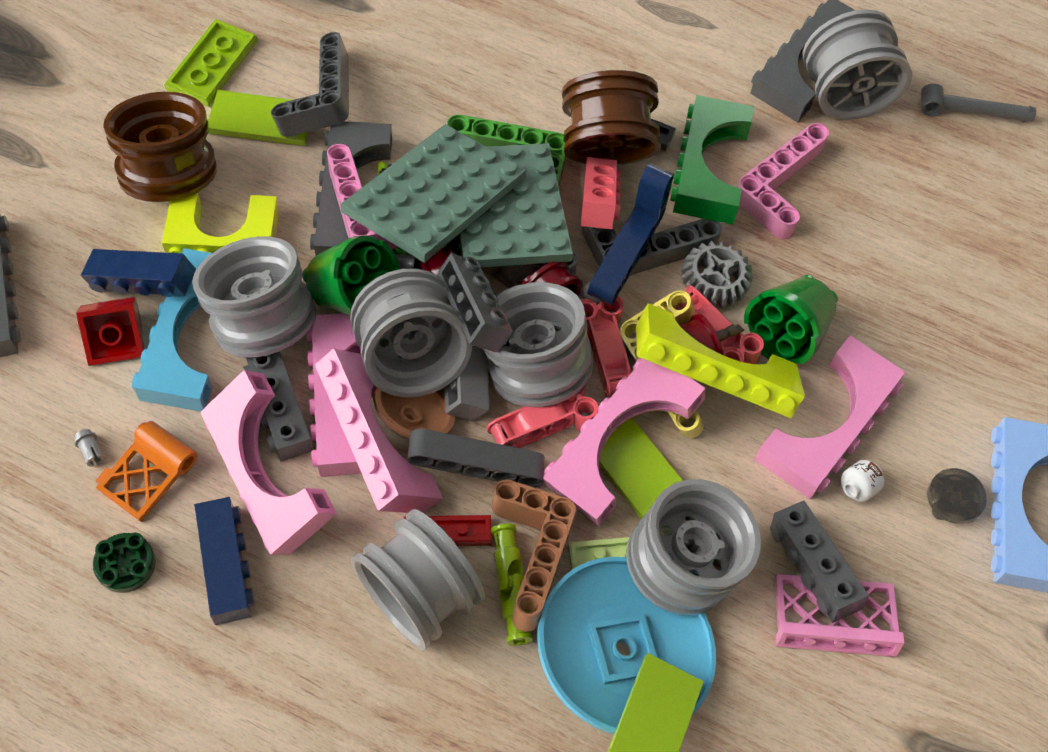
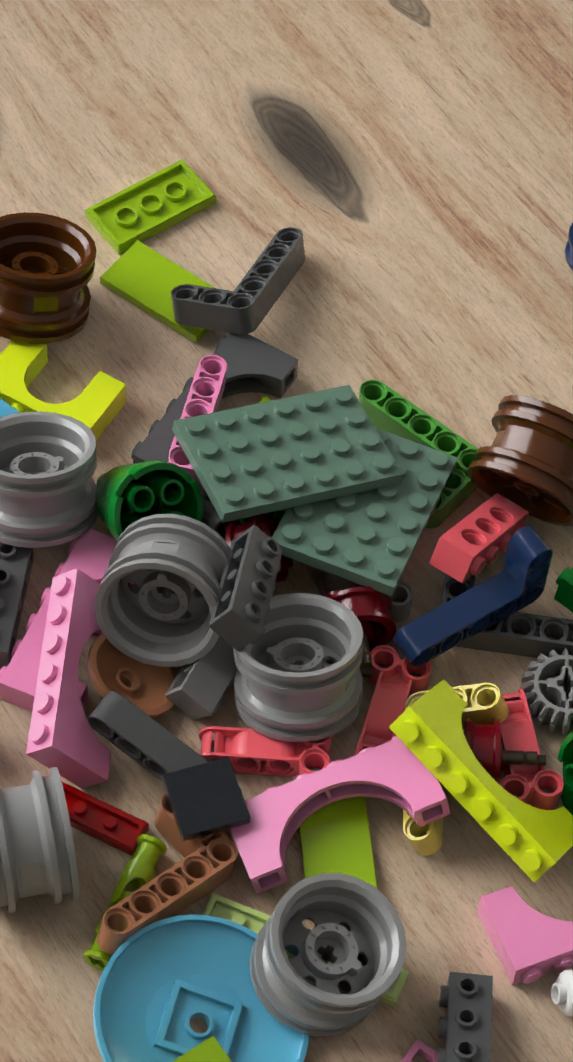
camera: 30 degrees right, 5 degrees down
(529, 476) = (205, 799): none -> black tile

